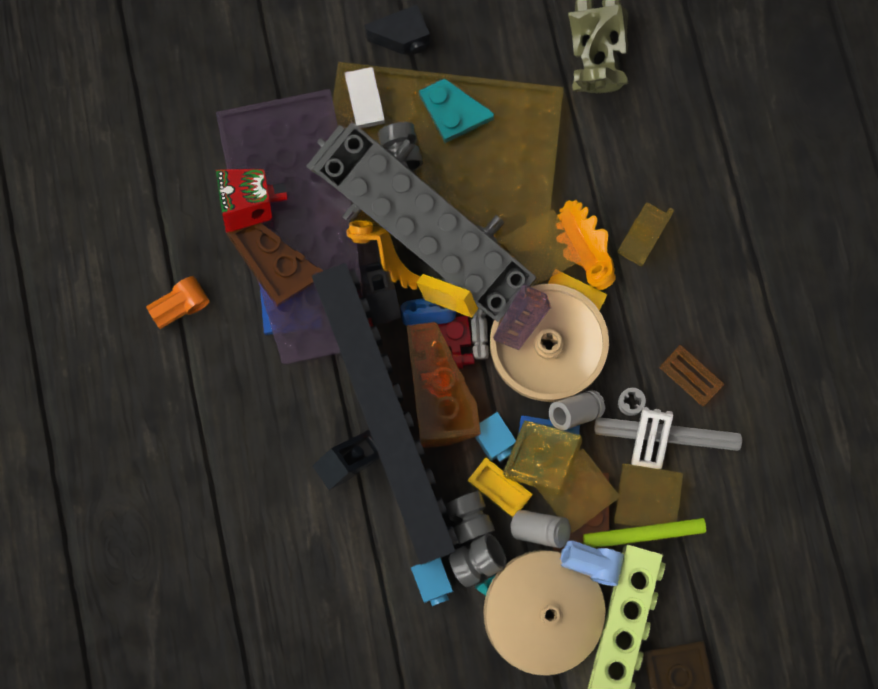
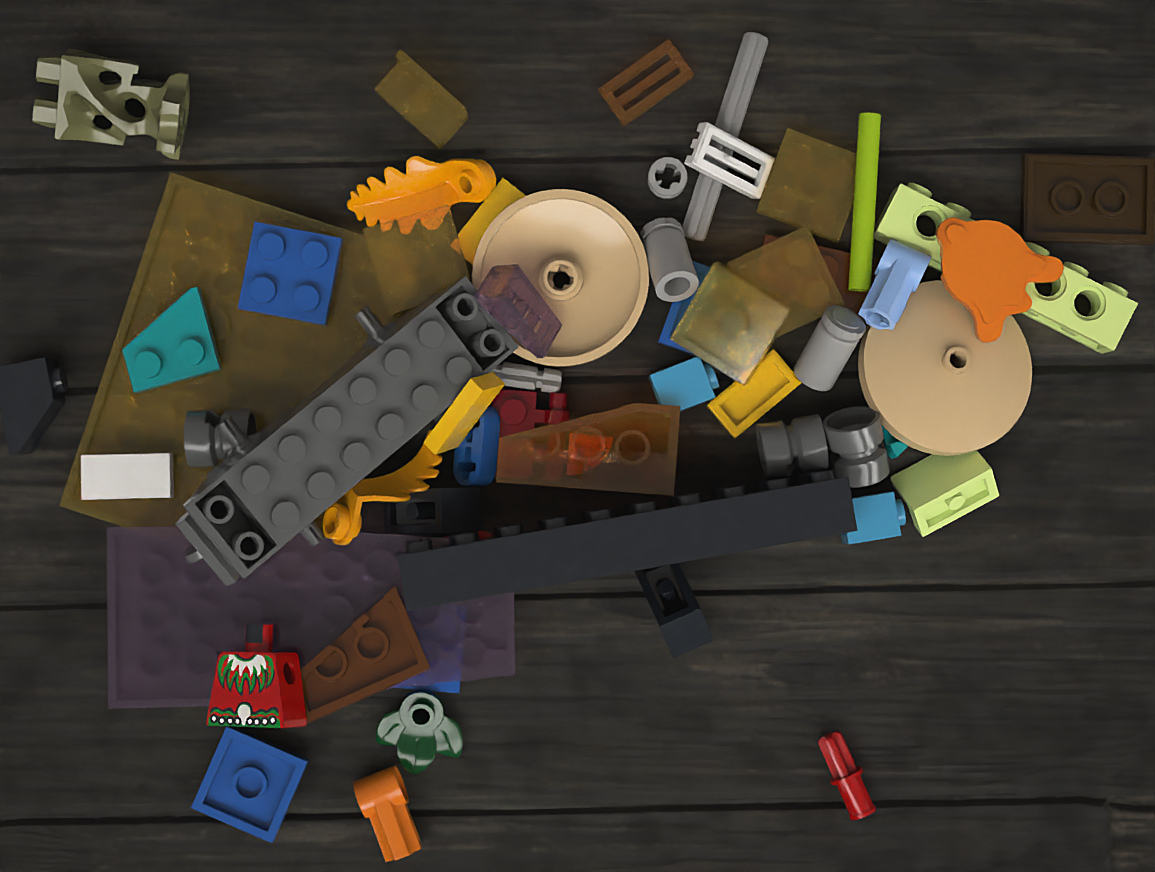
camera: 80 degrees left, 10 degrees up
(182, 213) = (250, 783): none -> blue plate
(230, 313) = (420, 737): none -> plate
(254, 600) = (846, 775): none -> red axle
(461, 630) = (945, 488): none -> yellowish green panel
(514, 172) = (290, 273): none -> blue plate
(616, 625) = (988, 270): none -> orange tile

